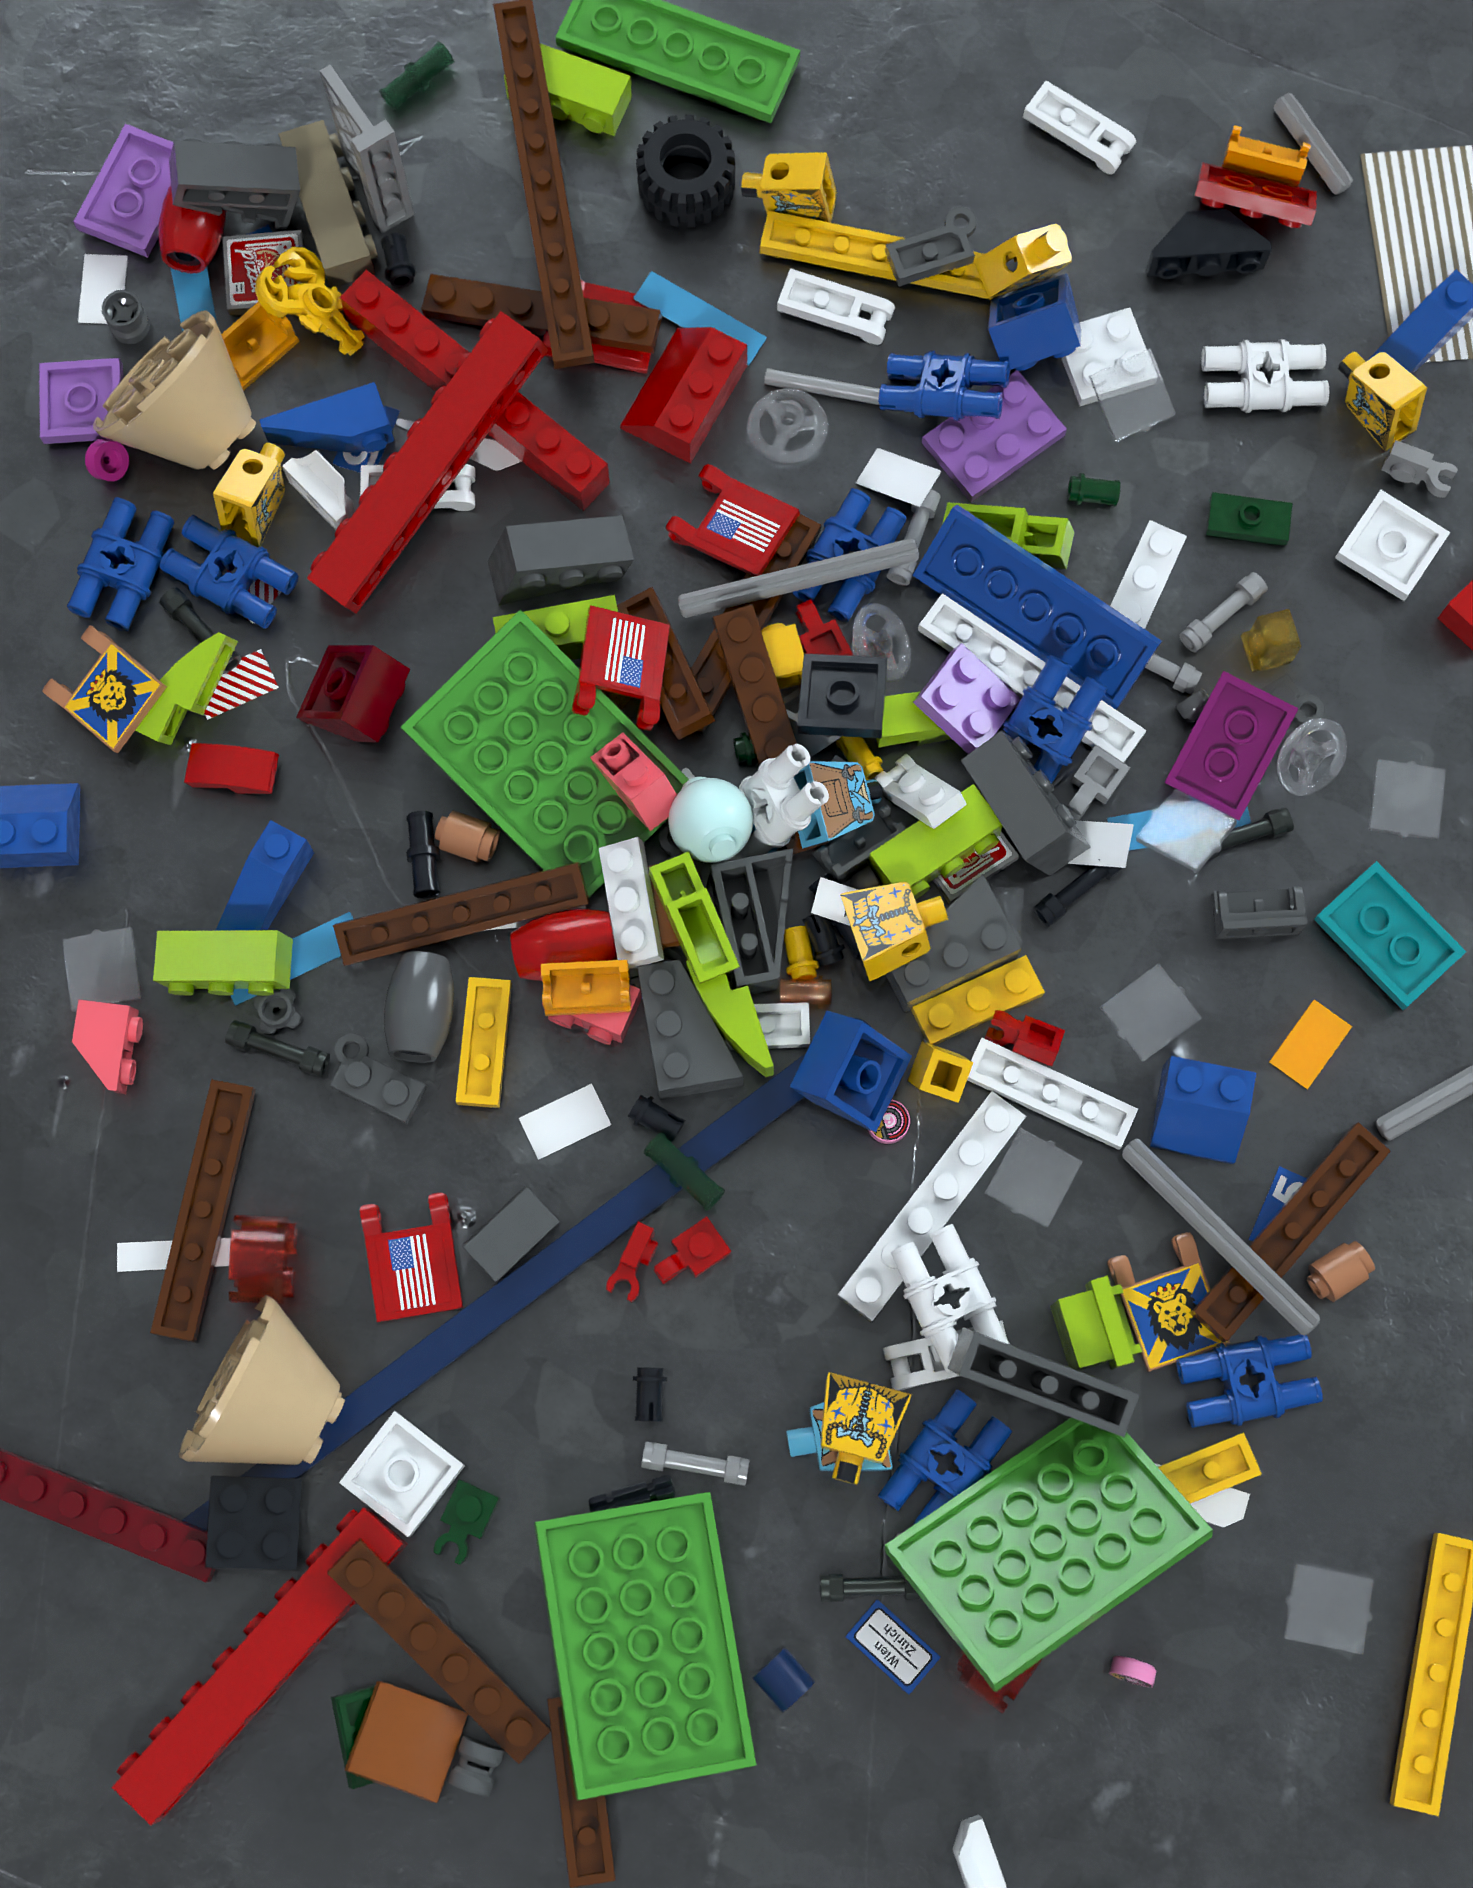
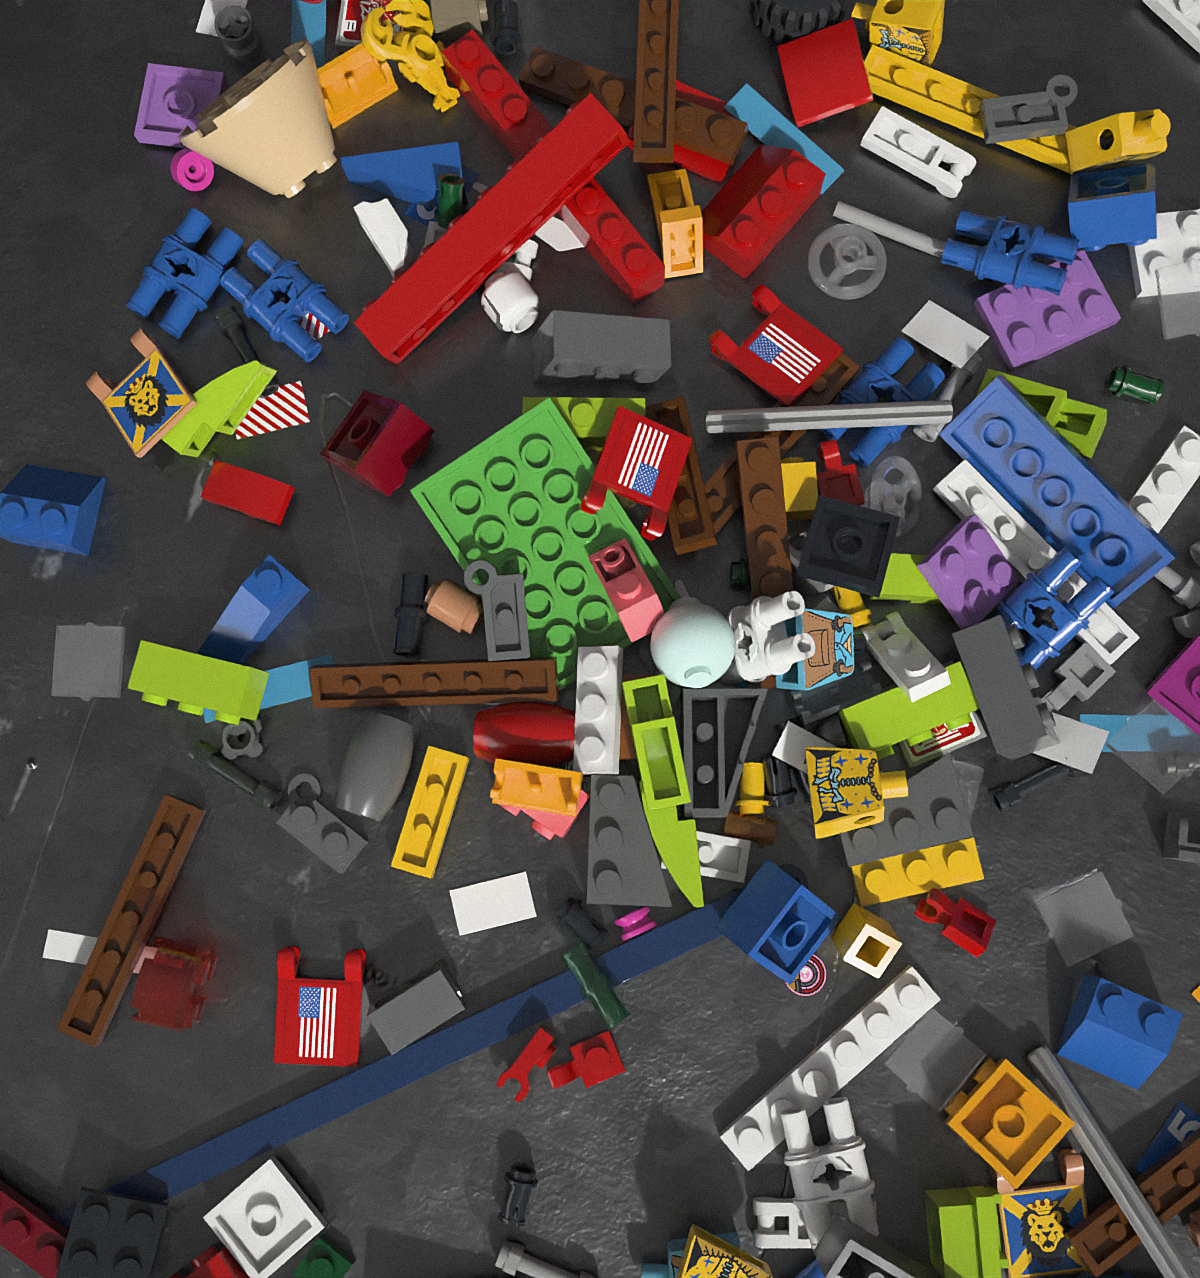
camera: 20 degrees right, 5 degrees up
(106, 1041) = (73, 736): coral slope -> none
(251, 493) = (319, 227): yellow torso -> none
(265, 1398) = (144, 1131): tan cone -> none
(378, 440) = (449, 199): none -> dark green pin
(459, 529) = (510, 302): none -> white head
(517, 826) = (503, 612): none -> dark grey hinge
(610, 419) = (677, 222): none -> light orange bracket
(711, 1106) = (635, 922): none -> dark pink bush
(727, 247) = (825, 73): none -> red slope
(1051, 1094) = (971, 983): white plate -> none
(1111, 1213) = (1007, 1120): none -> light orange plate

